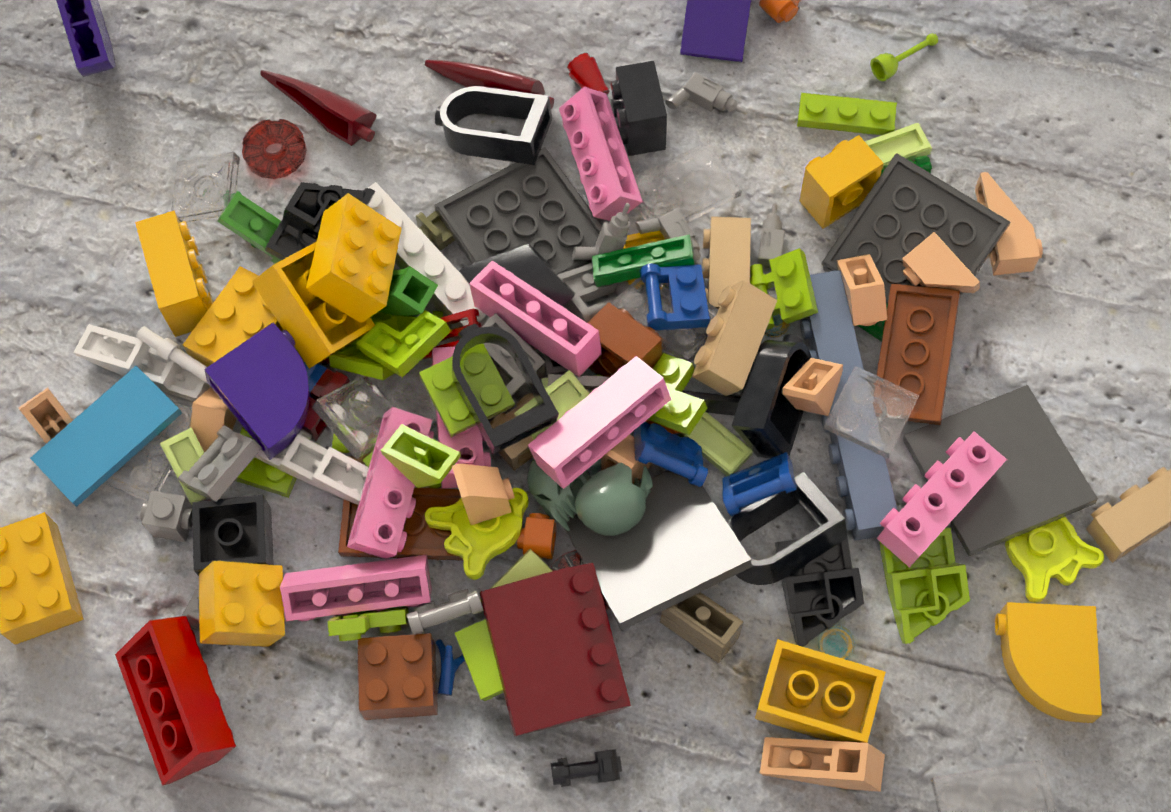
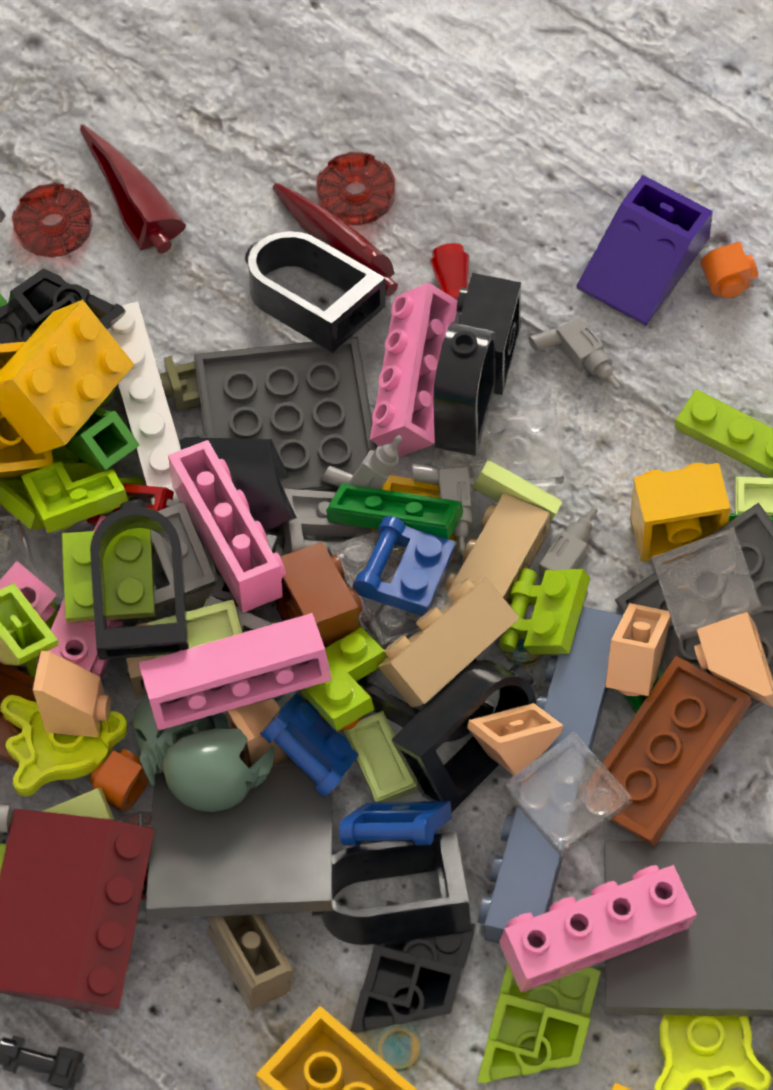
camera: 25 degrees right, 5 degrees down
(482, 27) = (356, 207): none -> clear red tile
(654, 151) = (464, 387): none -> black window
(700, 211) = (496, 480): none -> yellowish green tile
(889, 224) = (706, 582): none -> clear plate

